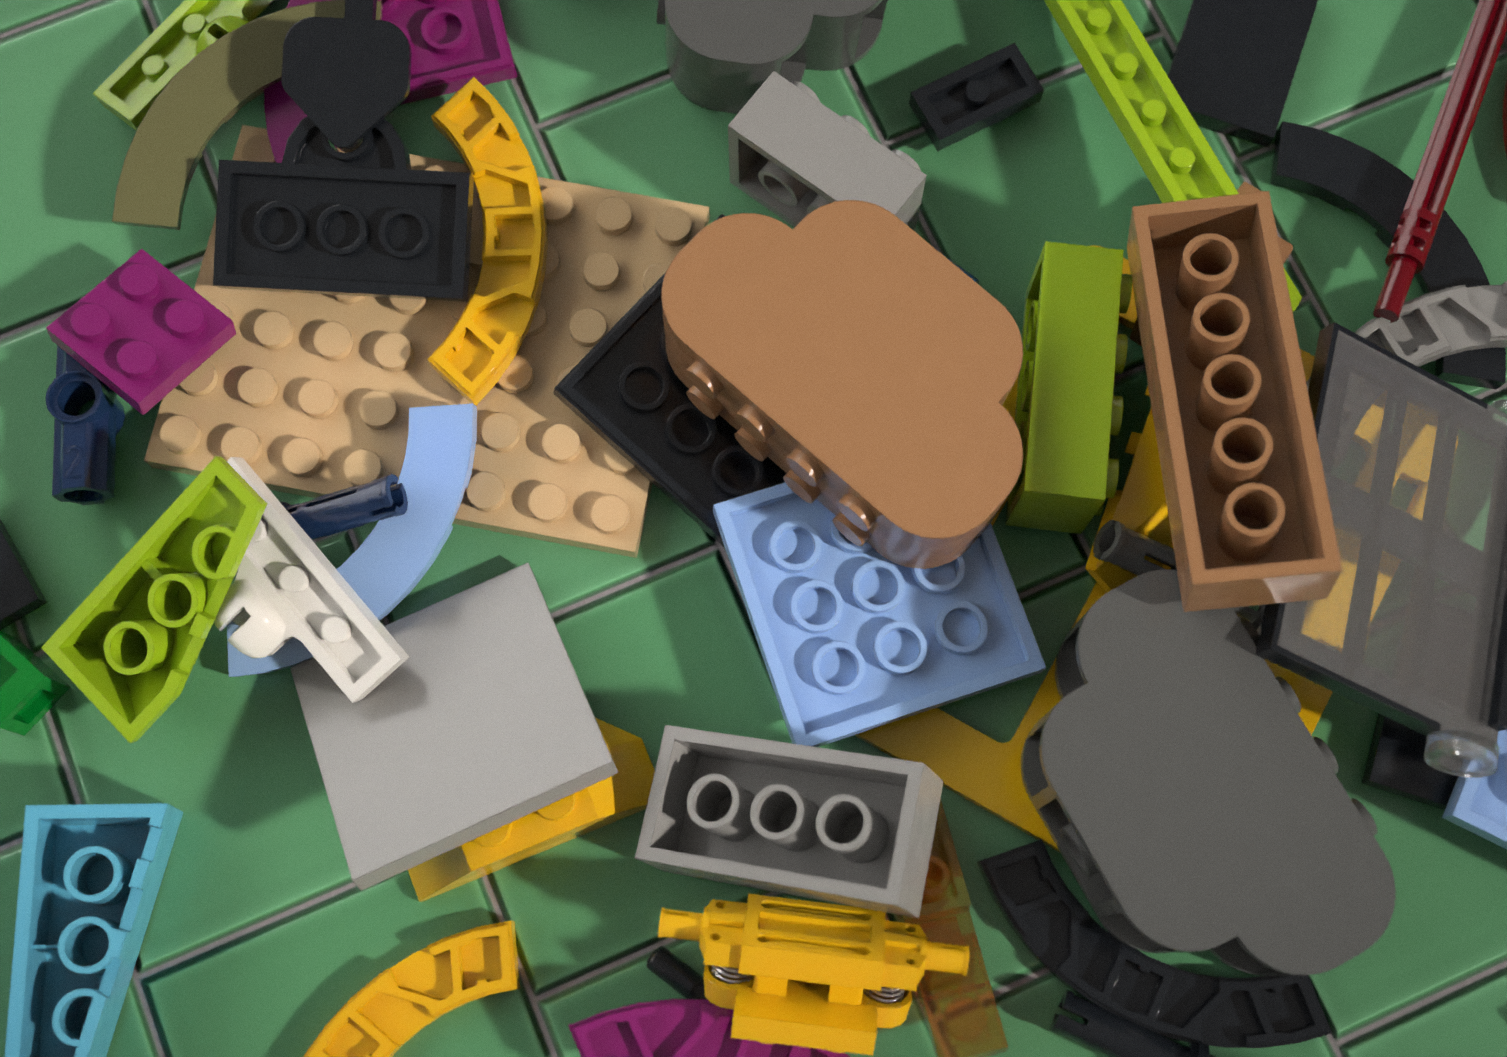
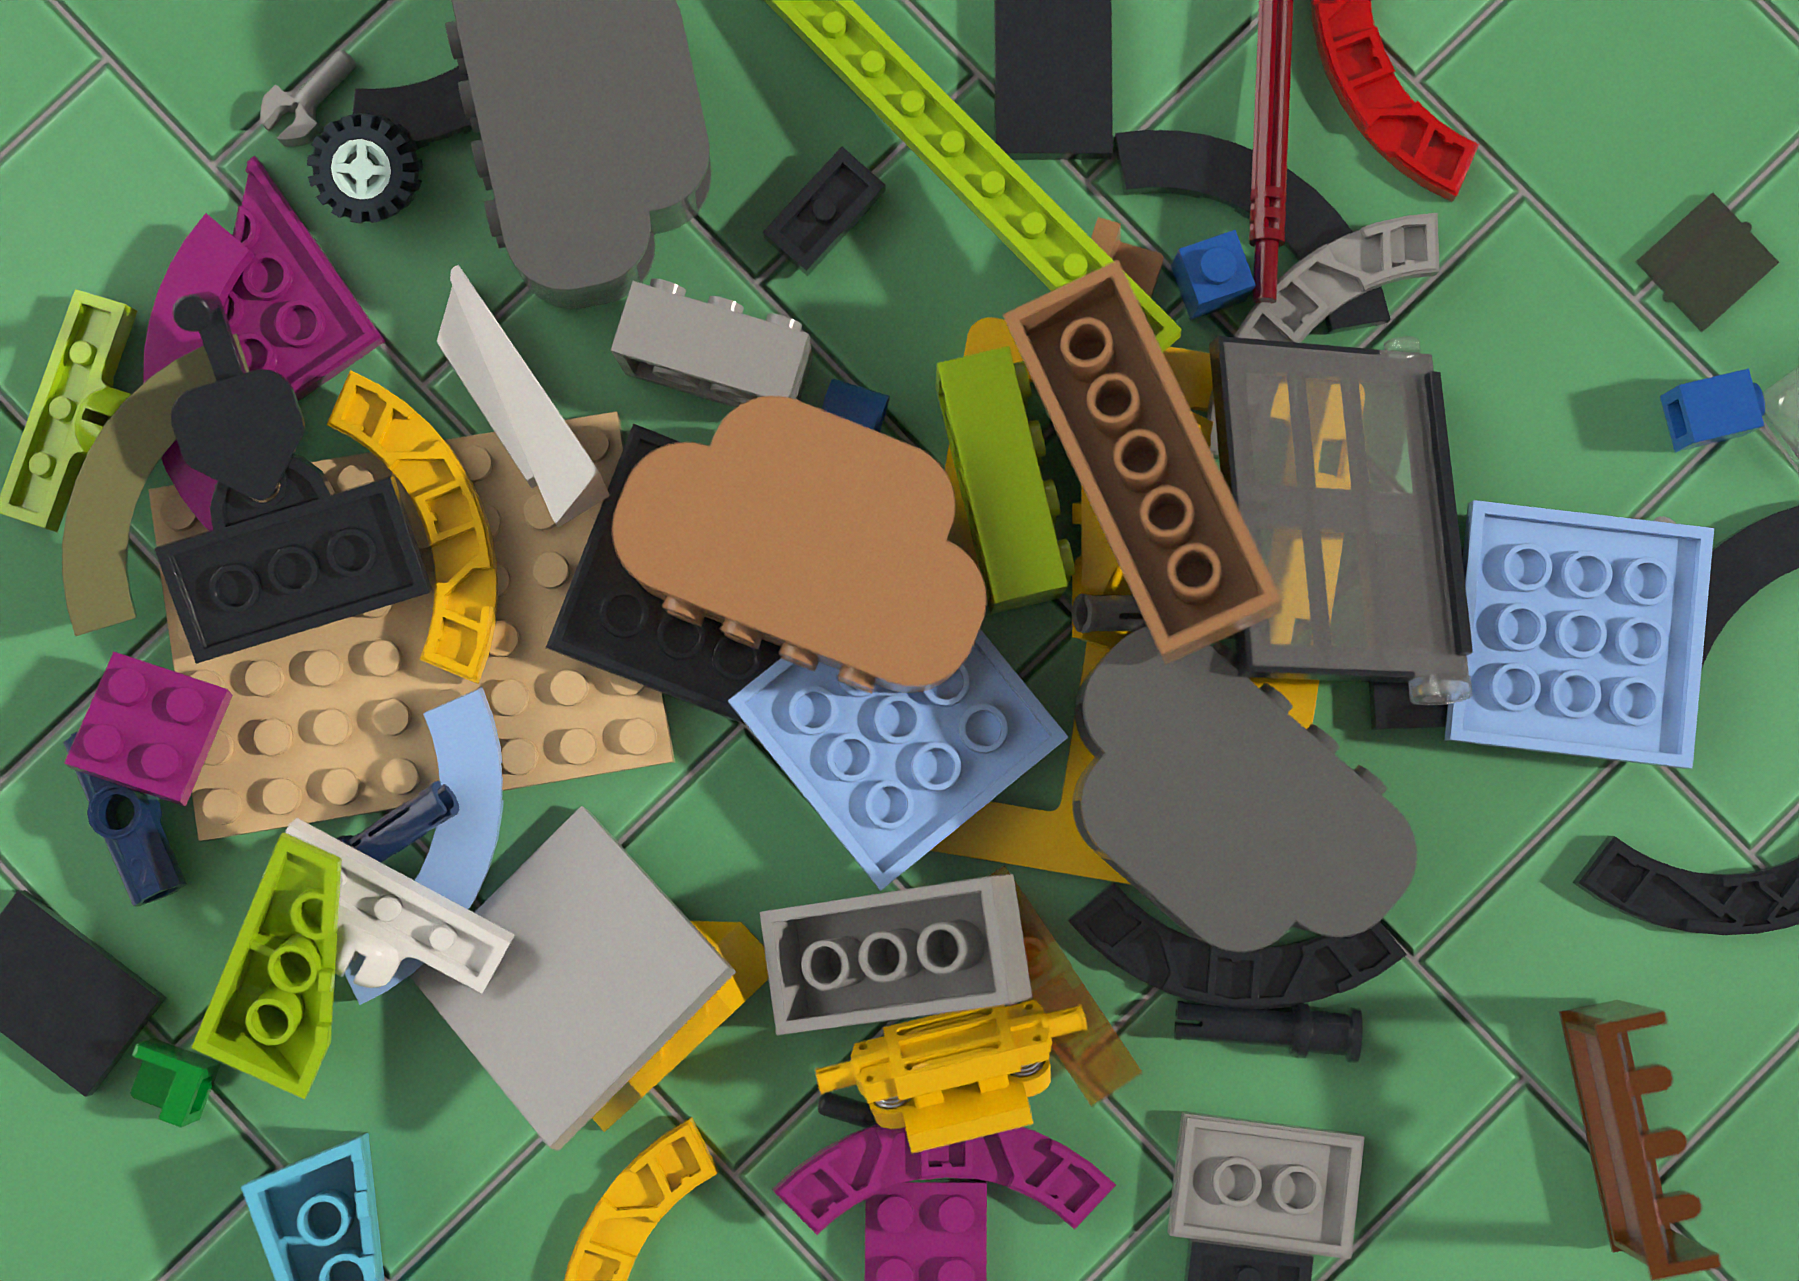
camera: 20 degrees left, 10 degrees up
(619, 162) = (517, 405): none -> white wedge
(1339, 277) = (1212, 274): none -> blue brick

